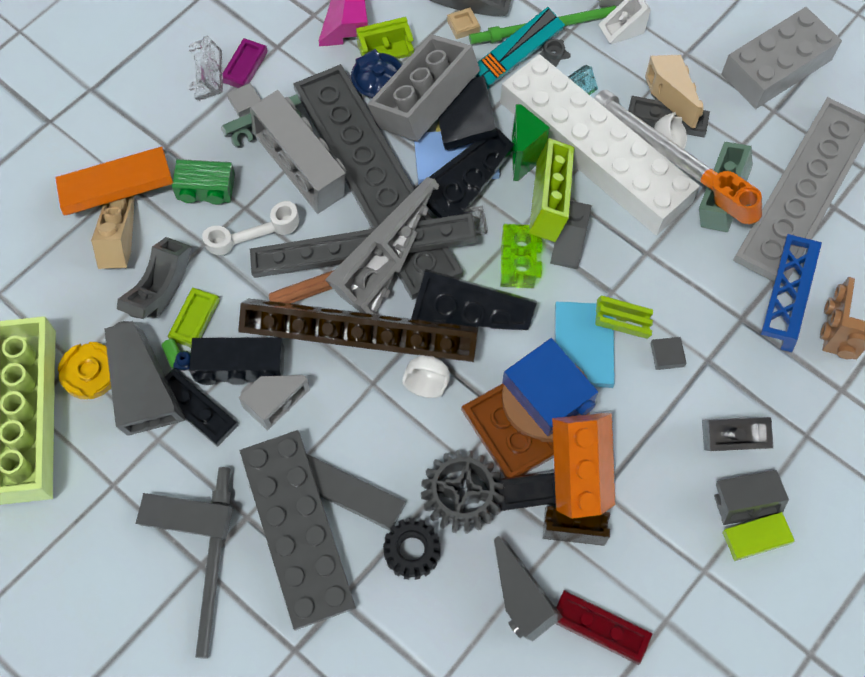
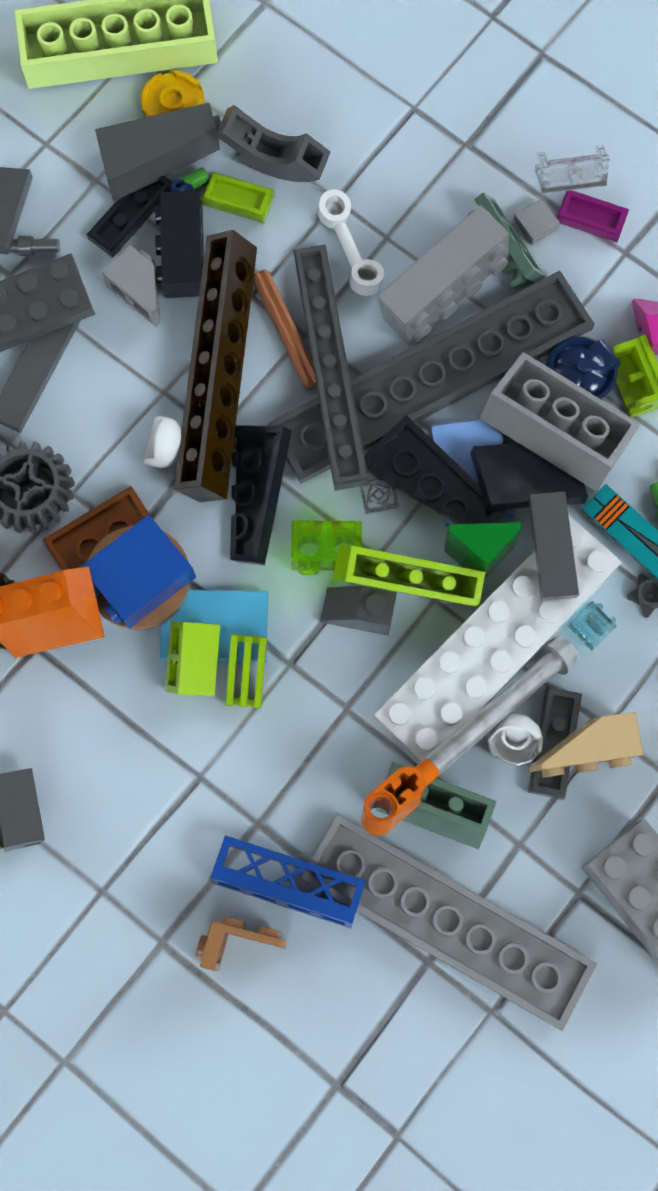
camera: 90 degrees right, 10 degrees up
(113, 181) = (406, 90): orange tile -> none
(114, 234) = (341, 100): tan slope -> none
(203, 181) = (412, 184): green brick -> none
(370, 268) = (295, 372): light grey wedge -> none
(527, 490) = (28, 552): black tile -> none
(531, 89) = (553, 546): none -> dark grey tile
(617, 355) = (192, 658): none -> lime hinge
(668, 353) = (204, 726): dark grey tile -> none
(737, 434) = (89, 794): black brick -> none

